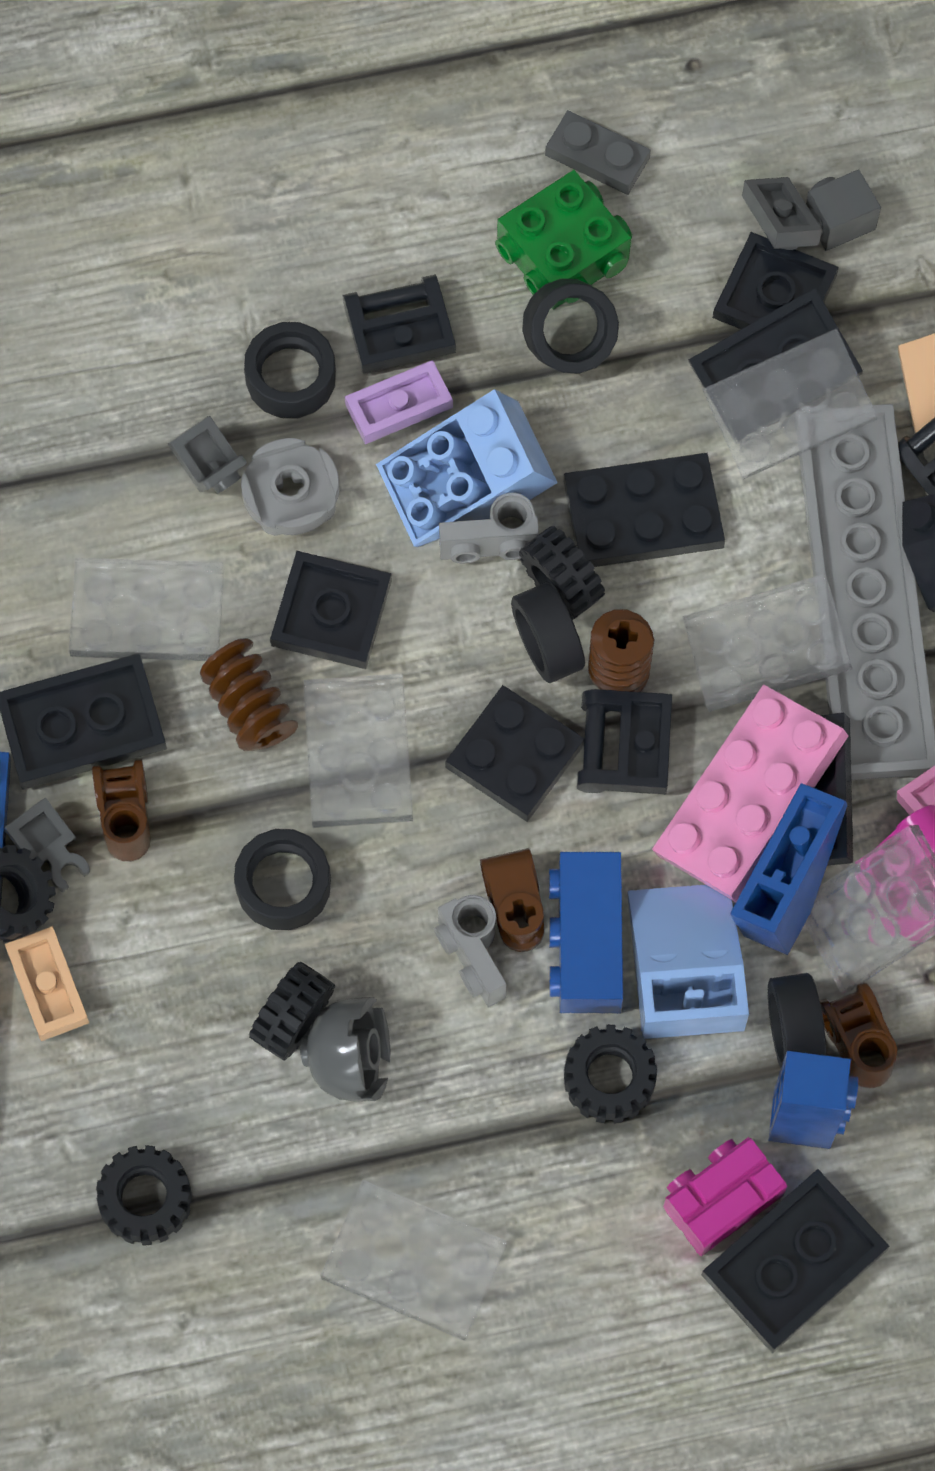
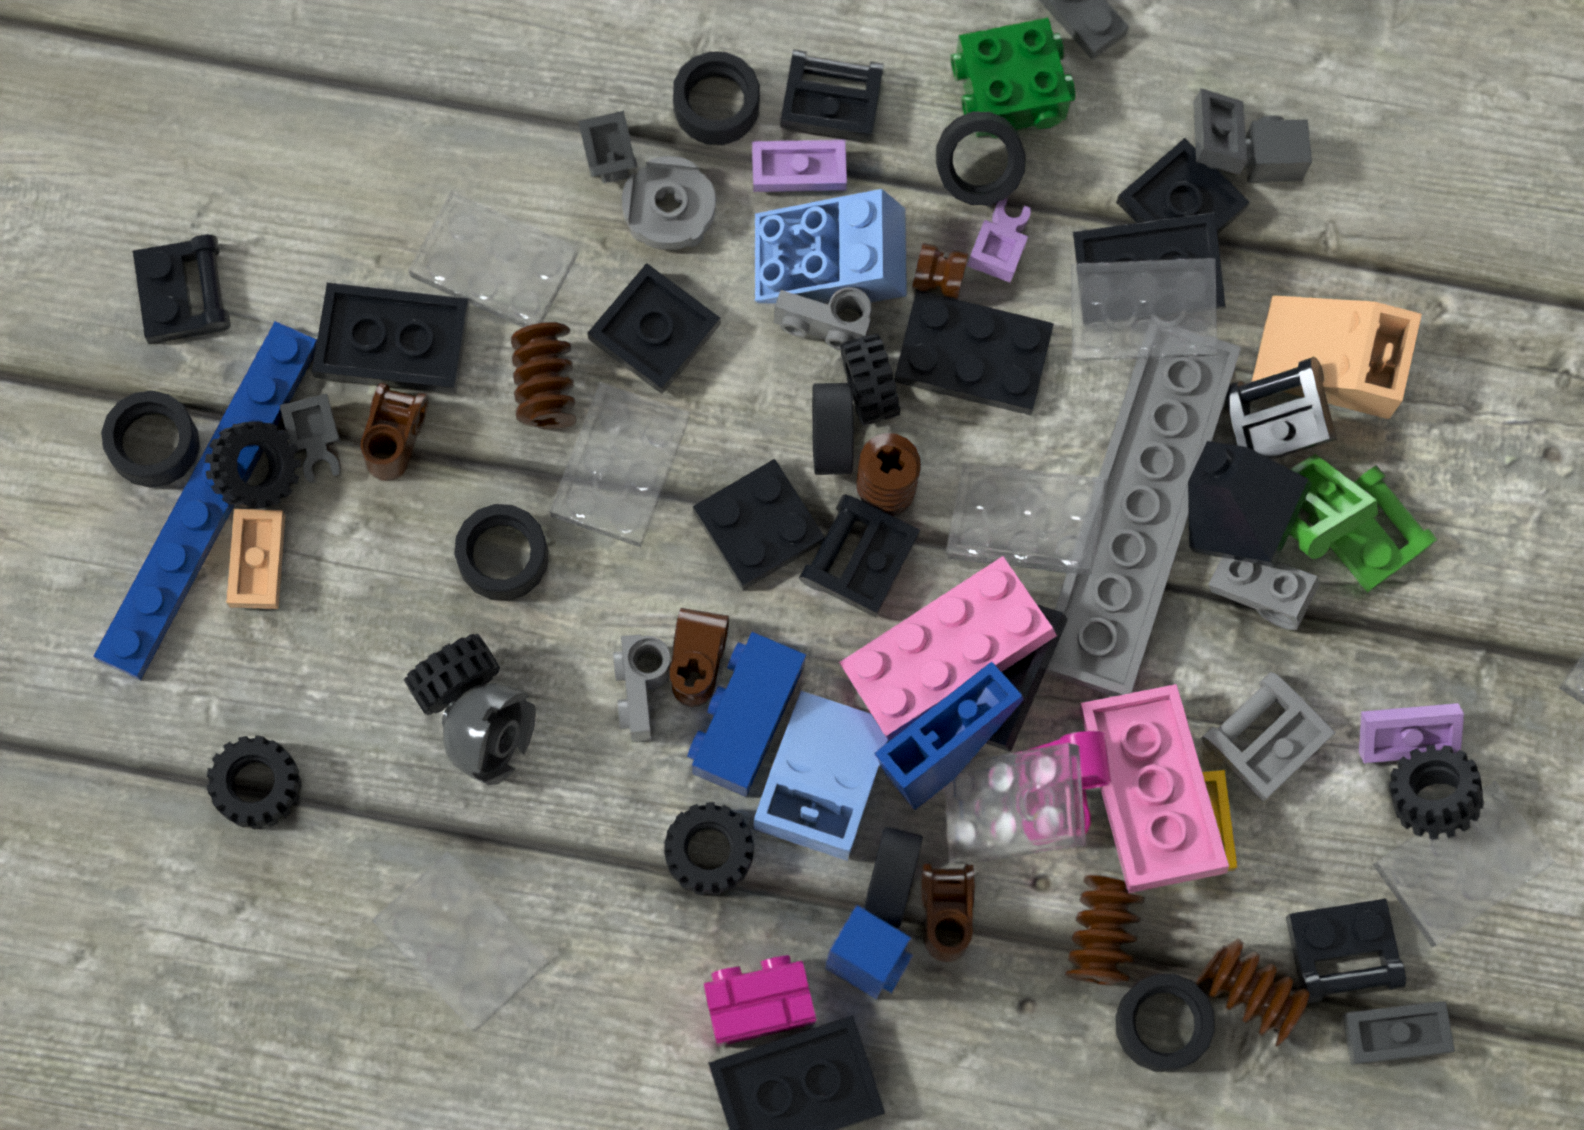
camera: 20 degrees right, 5 degrees up
(575, 447) = (940, 271): none -> reddish brown wheel
(622, 399) = (1000, 243): none -> lavender plate

